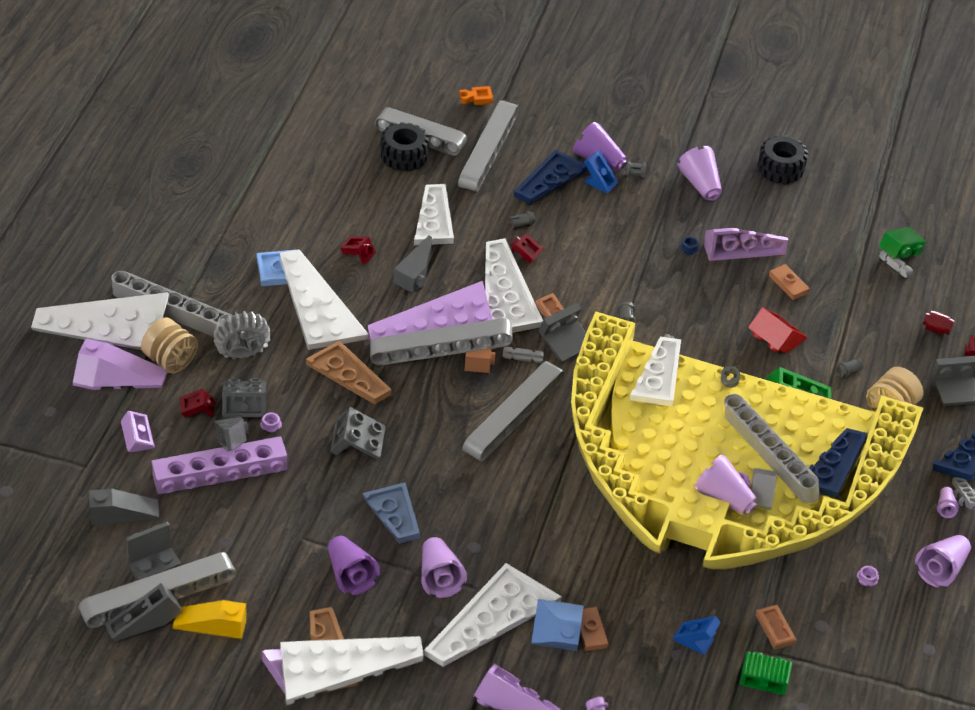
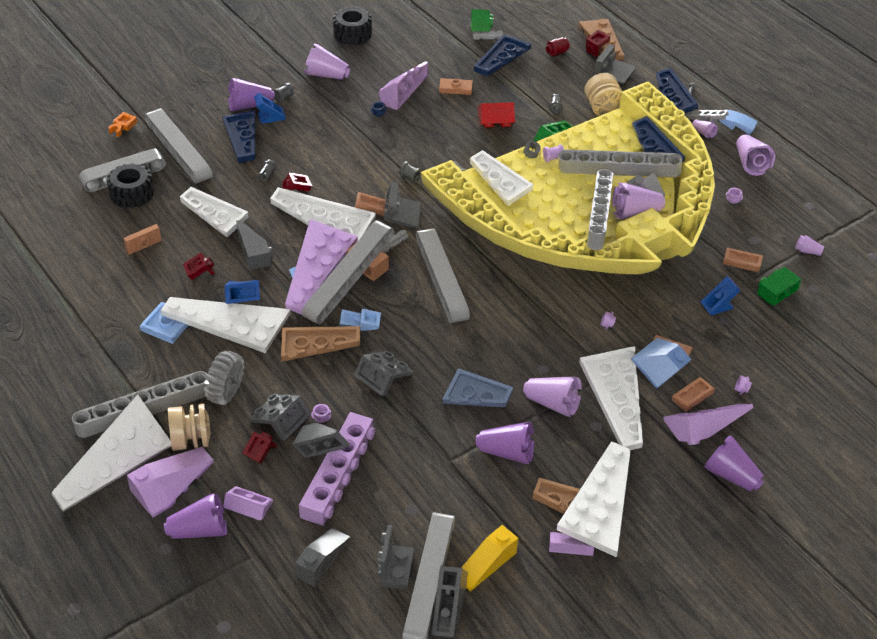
camera: 50 degrees left, 0 degrees up
(88, 411) = (198, 520): none -> medium lavender cone
(350, 289) = (241, 291): none -> blue slope
(352, 193) = (142, 239): none -> nougat plate
(402, 387) = (366, 319): none -> light blue slope
(545, 673) = (693, 394): none -> nougat plate
(579, 561) = (608, 320): none -> lavender plate
(677, 462) = (600, 210): none -> light grey beam
(733, 388) = (551, 153): none -> lavender bush
(854, 670) = (808, 245): none -> lavender cone
(885, 288) = (500, 54): none -> dark blue wing

